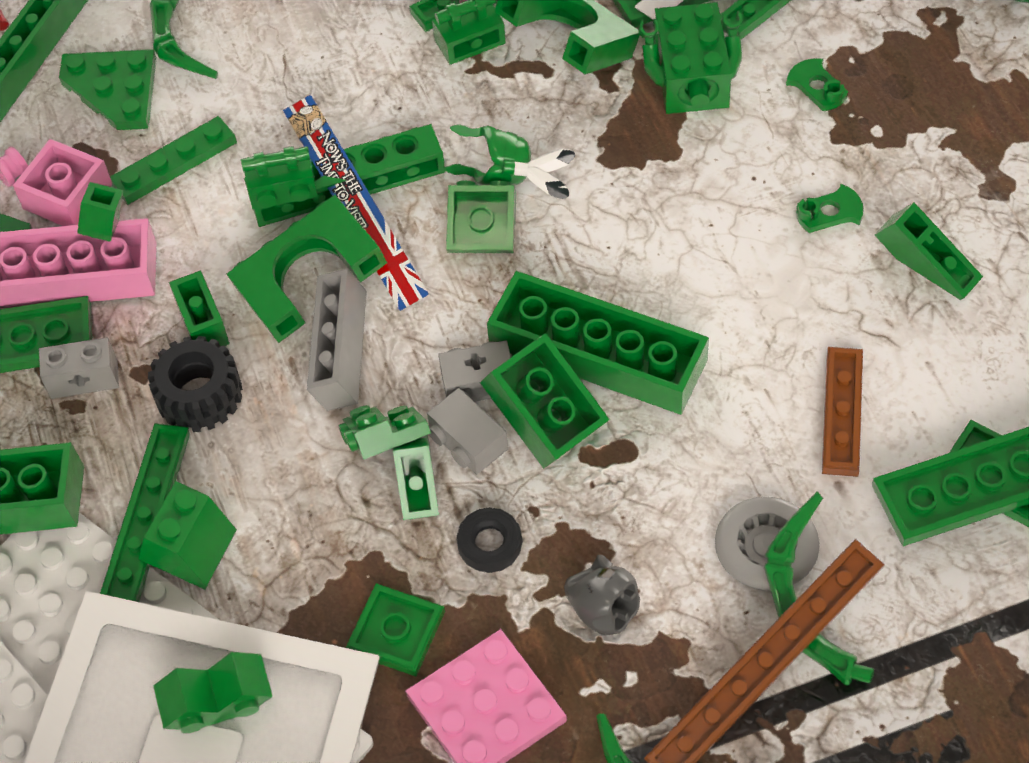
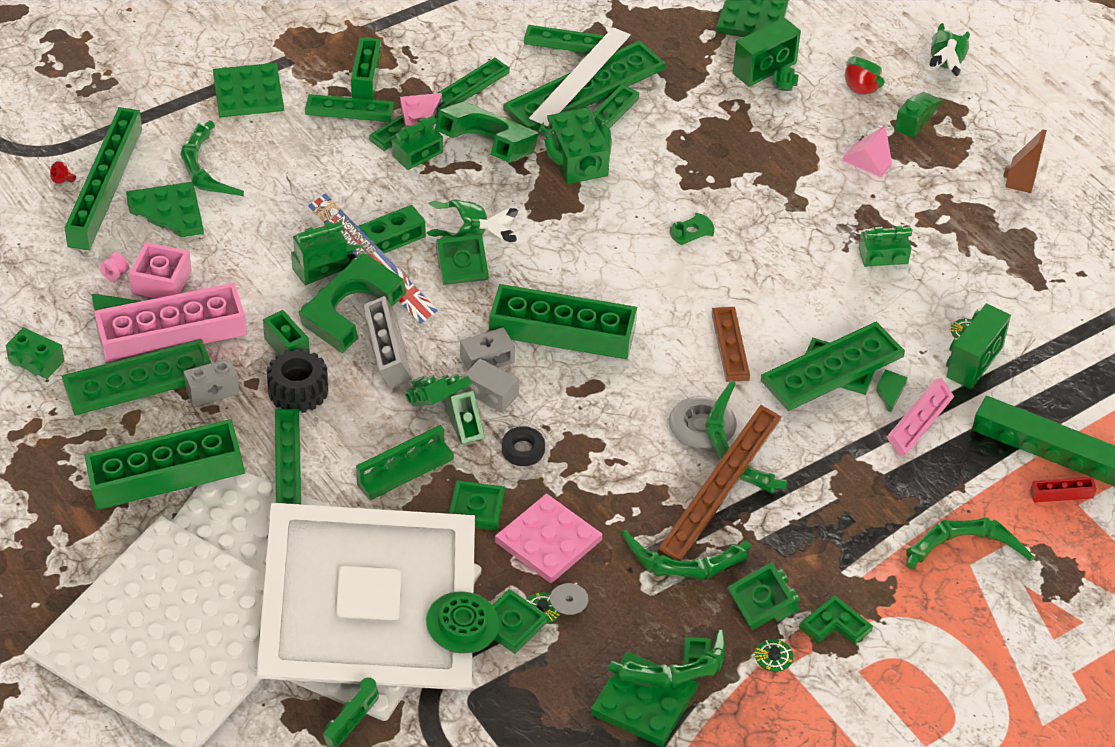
camera: 20 degrees left, 10 degrees down
(100, 211) = (205, 279): green brick -> none
(173, 159) = (230, 250): green plate -> none
(187, 536) = (324, 467): green slope -> none
(206, 697) = (379, 547): green brick -> none
(308, 545) = (404, 466): none -> green fence
(544, 400) = (540, 357): green brick -> none
(603, 596) = (608, 464): dark grey piece -> none
(809, 70) = (658, 146): green piece -> none
(926, 250) = (760, 243): green slope -> none

